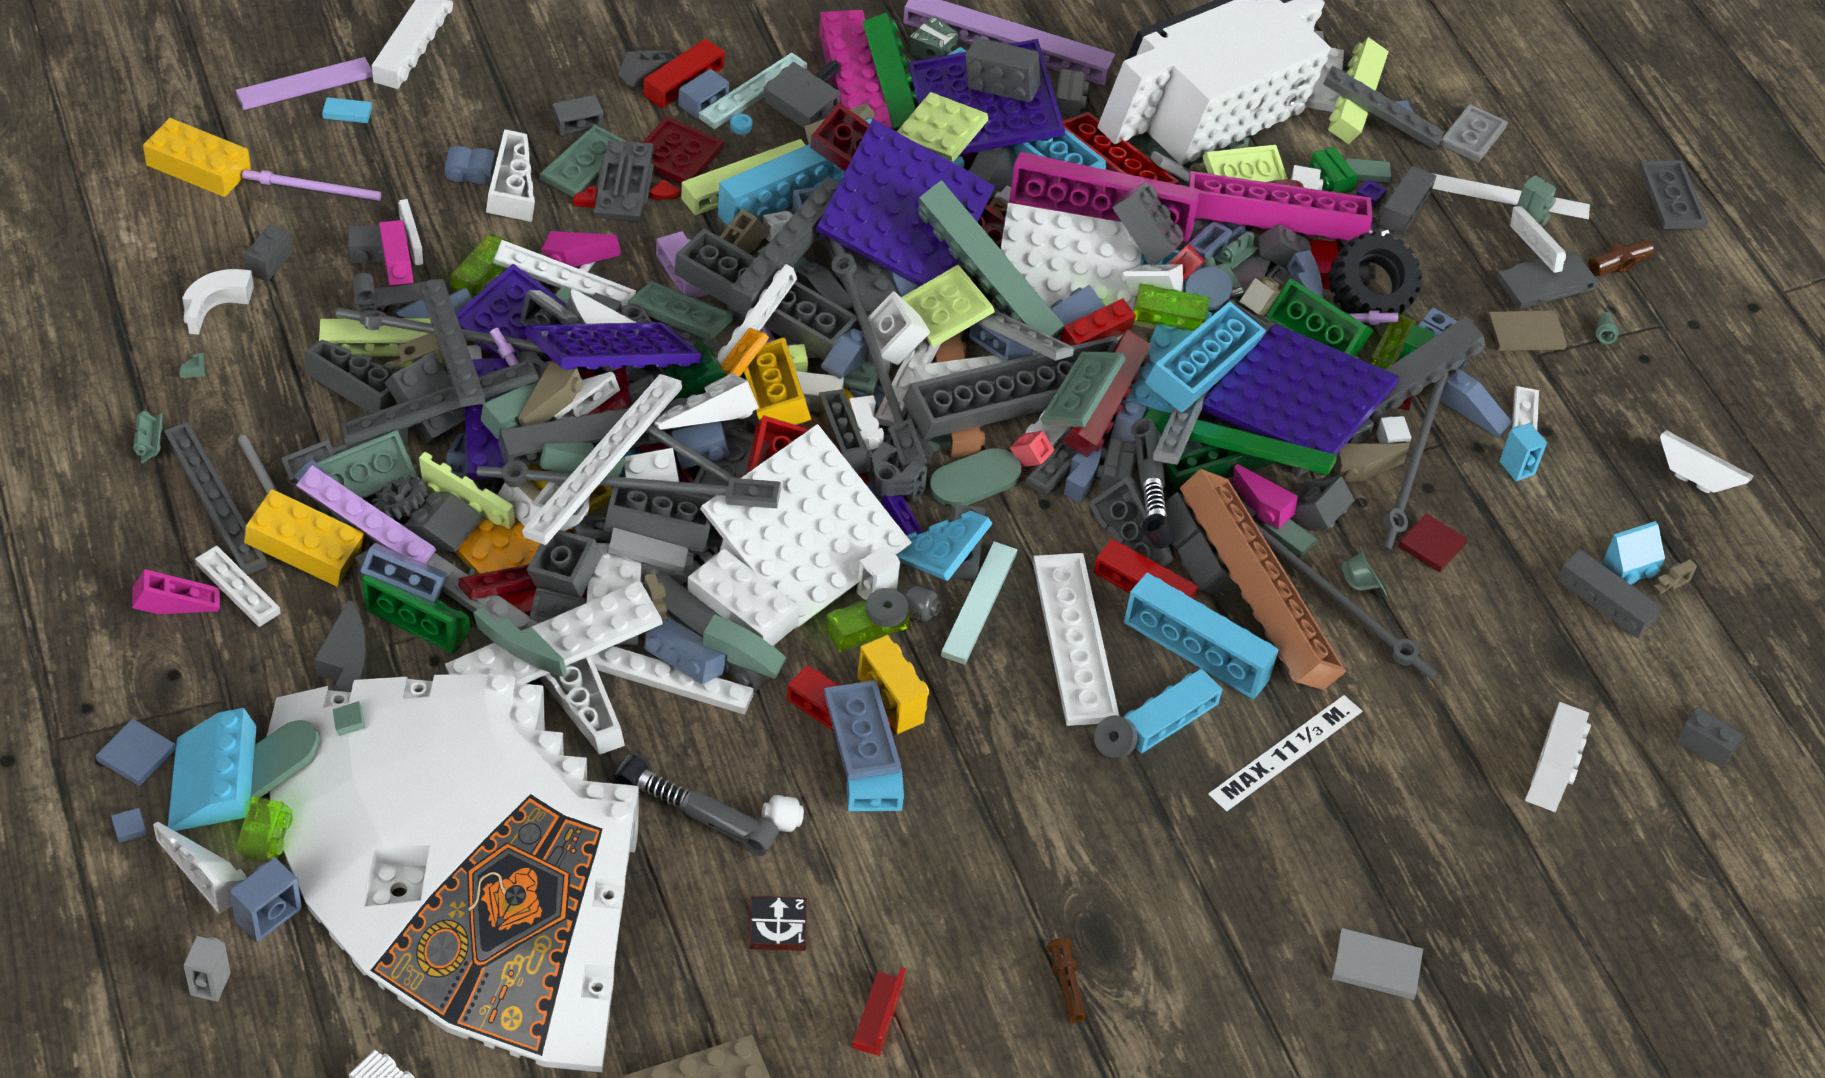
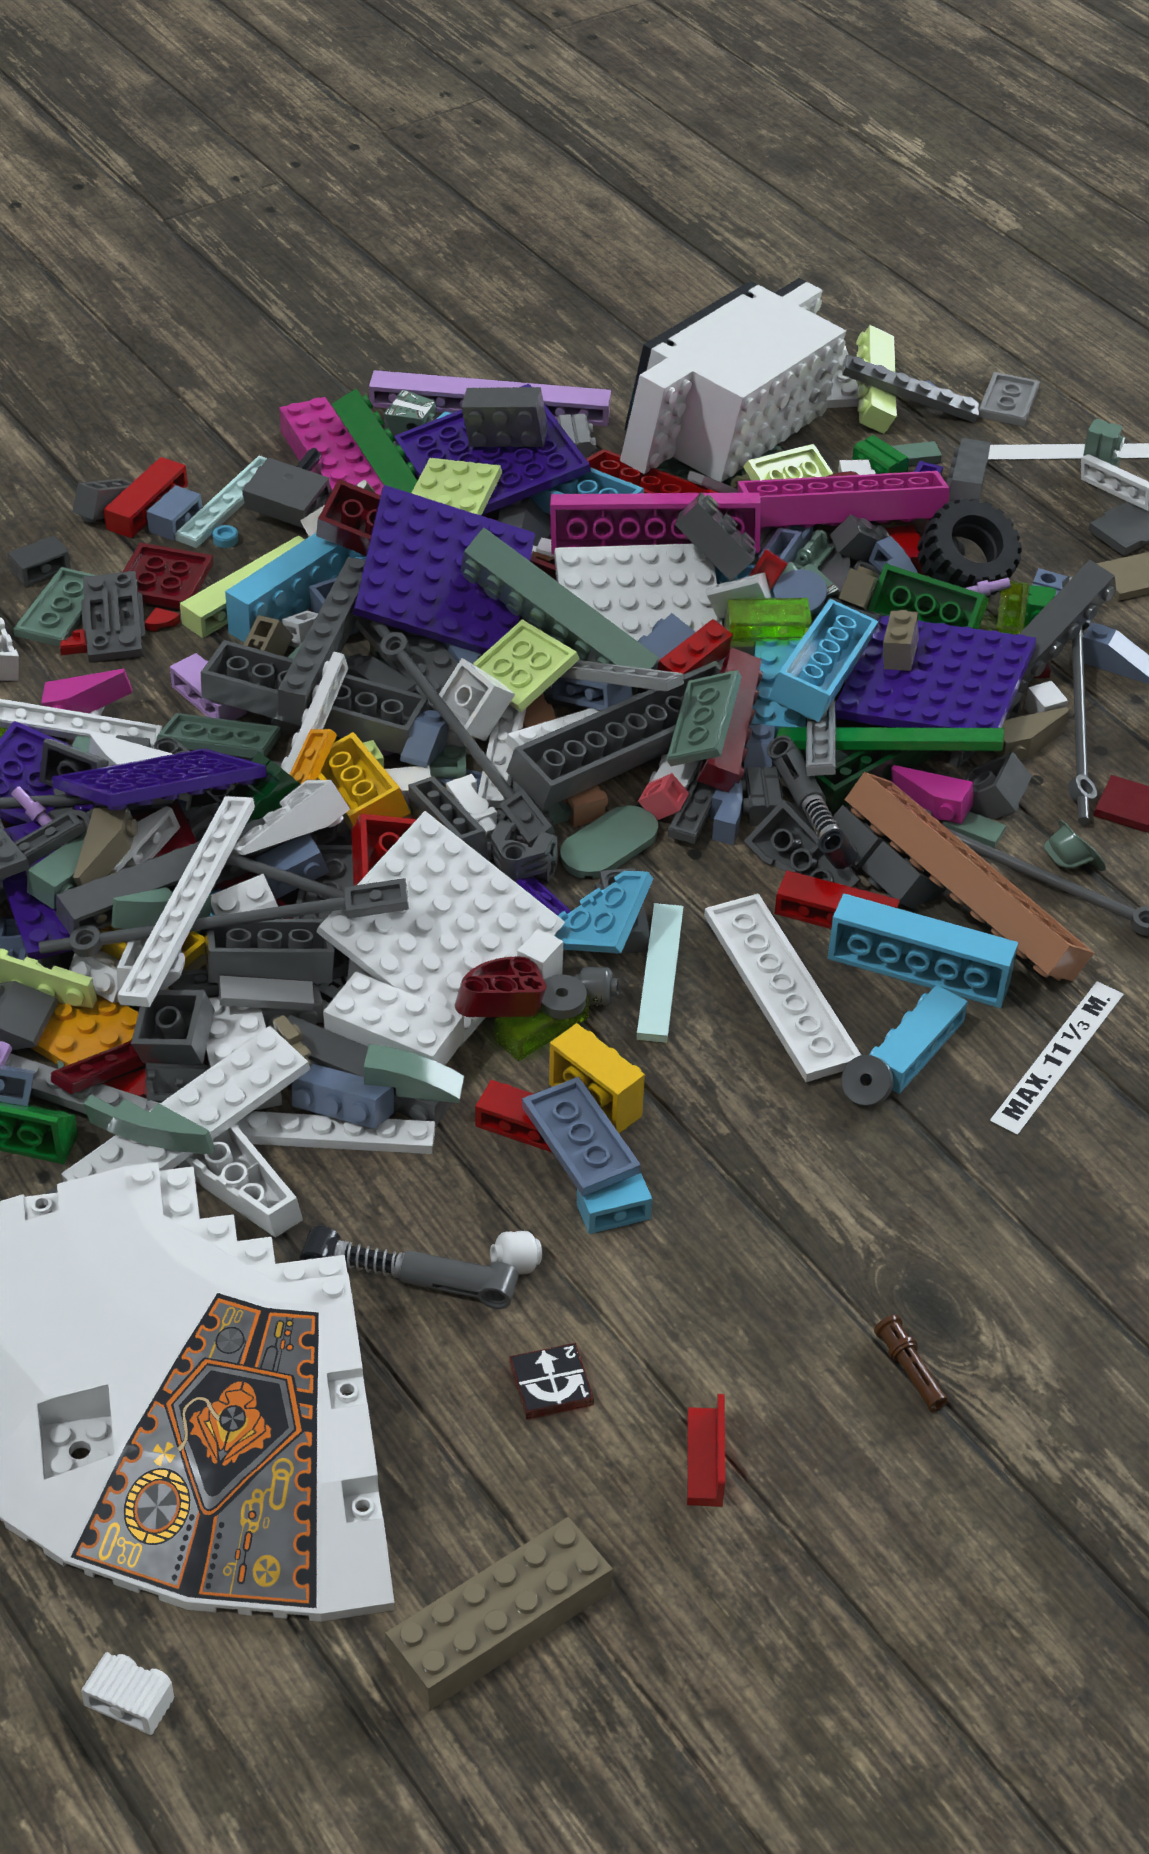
camera: 10 degrees left, 5 degrees down
(836, 591) = (501, 989): none -> dark red beam
(1278, 353) = (901, 640): none -> dark tan brick

